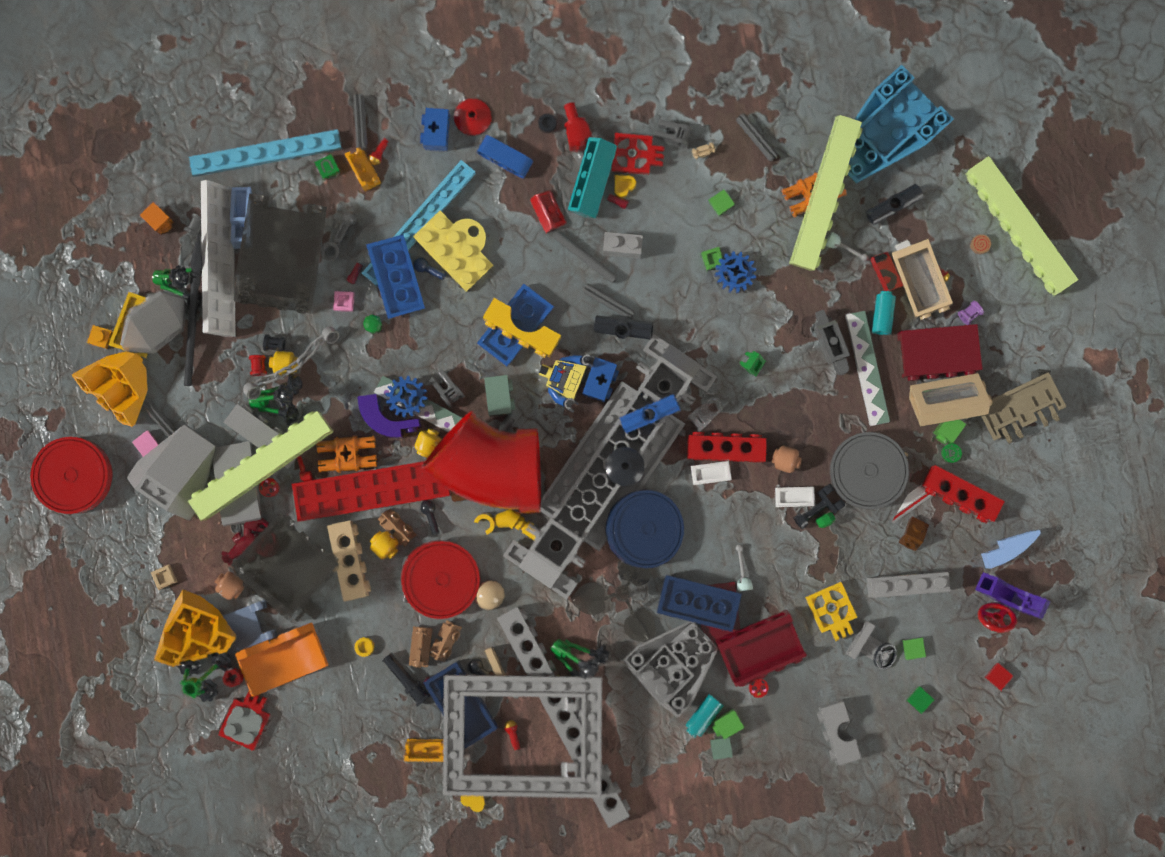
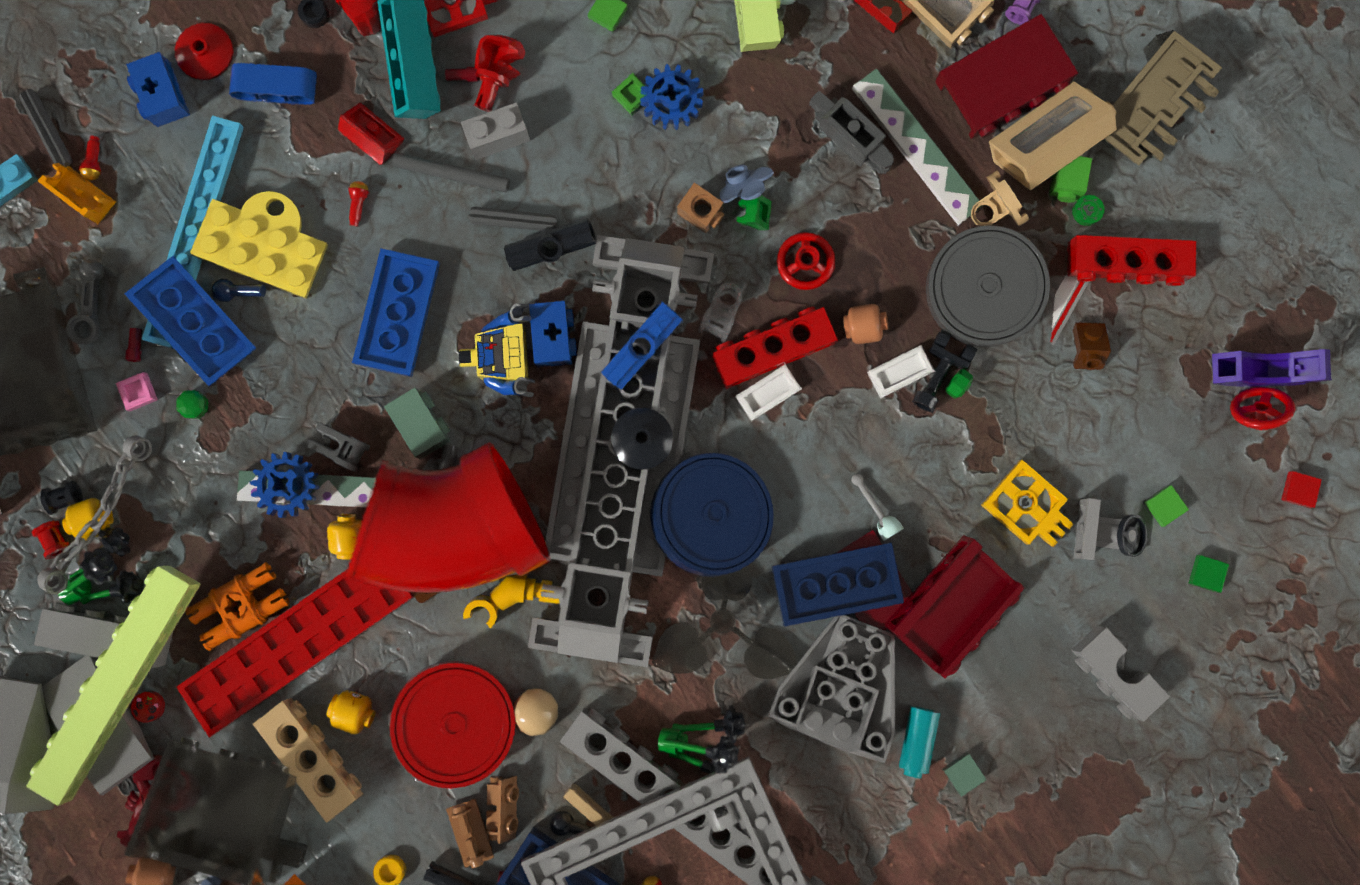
camera: 25 degrees left, 0 degrees up
(304, 475) = (188, 665): red hand -> none
(327, 167) = (27, 213): green tile -> none
(371, 412) = (247, 532): dark purple arch -> none
(403, 532) = (345, 671): medium nougat hinge -> none
(428, 507) = (391, 629): black bar -> none
(524, 244) = (358, 193): none -> red piece
(543, 340) = (442, 315): yellow arch -> none
(623, 185) = (460, 48): yellow tile -> none
(637, 205) = (494, 68): none -> red piece
(721, 338) = (698, 196): none -> medium nougat brick
(727, 724) = (958, 737): bright green brick -> none
(754, 343) = (744, 183): none -> sand blue plate
(758, 688) = (976, 664): red tile -> none
(778, 417) = (806, 250): none -> red piece
(884, 313) = (904, 60): teal brick -> none
(900, 424) = (1001, 201): none -> tan tile
(908, 584) = (1117, 420): light grey brick -> none
(1009, 548) = (1232, 304): light blue slope -> none

